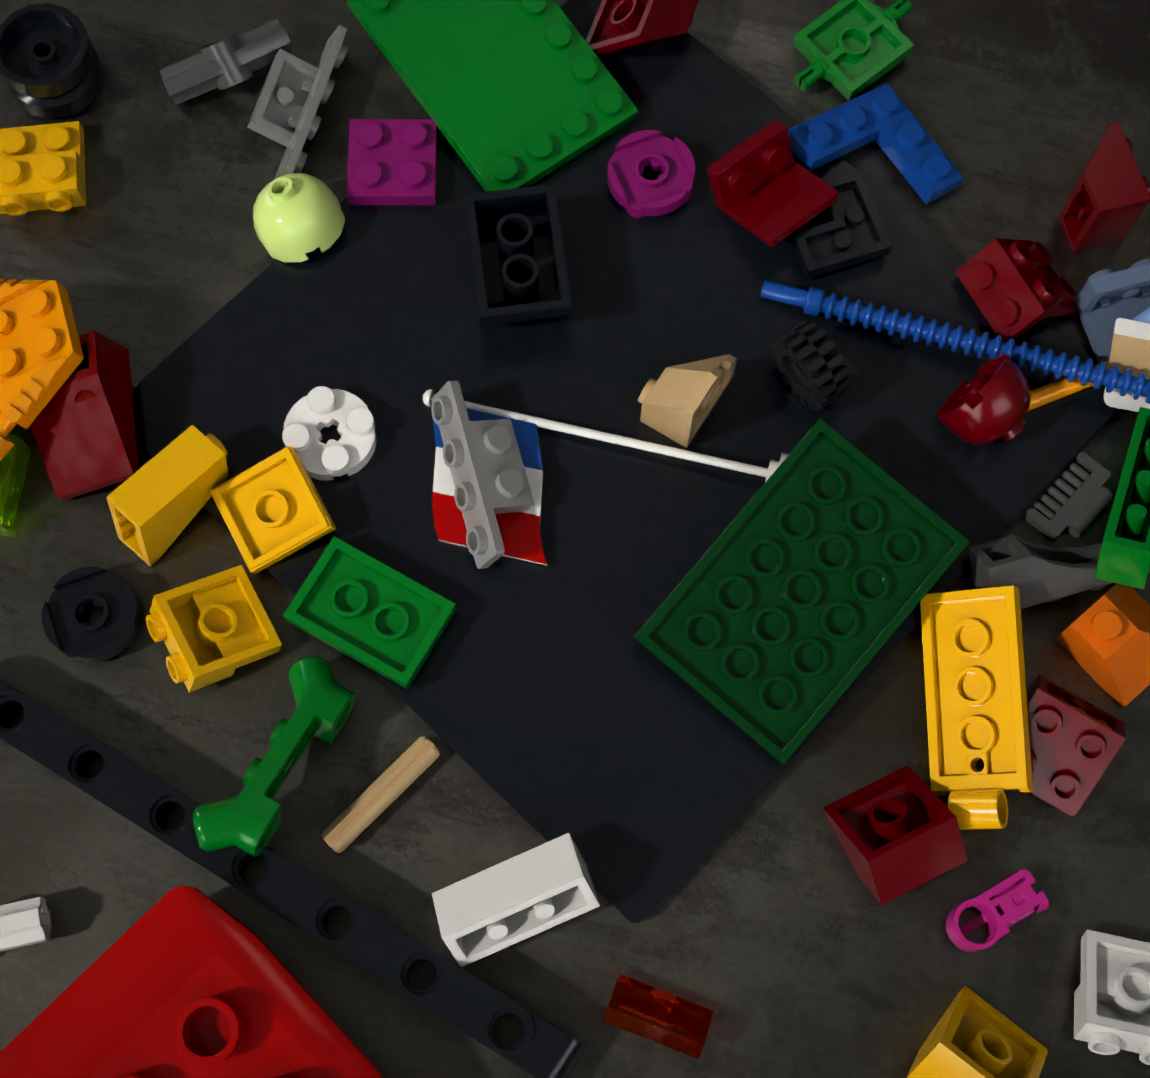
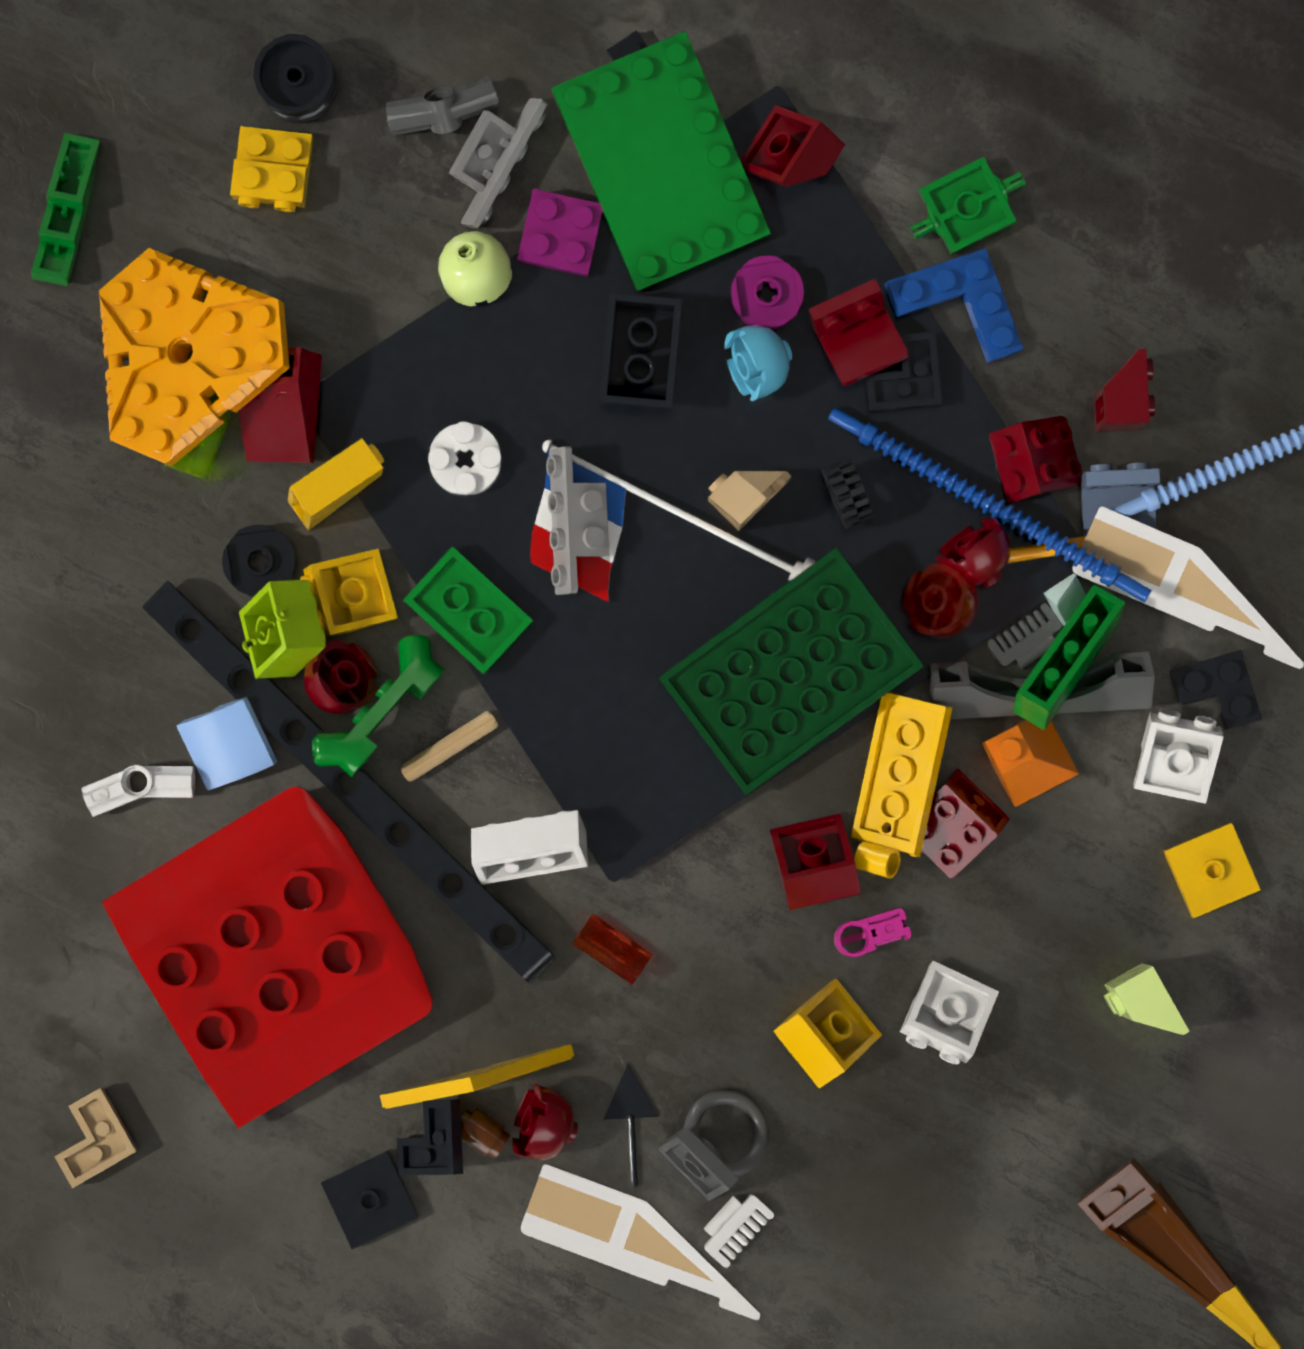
camera: 15 degrees right, 15 degrees up
(81, 854) = (227, 743): none -> light blue slope
(129, 683) = (282, 628): none -> lime brick
(218, 732) = (341, 678): none -> dark red cylinder
(272, 509) = (410, 513): yellow plate -> none
(659, 242) = (758, 360): none -> medium azure cylinder
(960, 470) = (939, 603): none -> clear red cylinder
(1107, 440) = (1065, 597): none -> light aqua slope

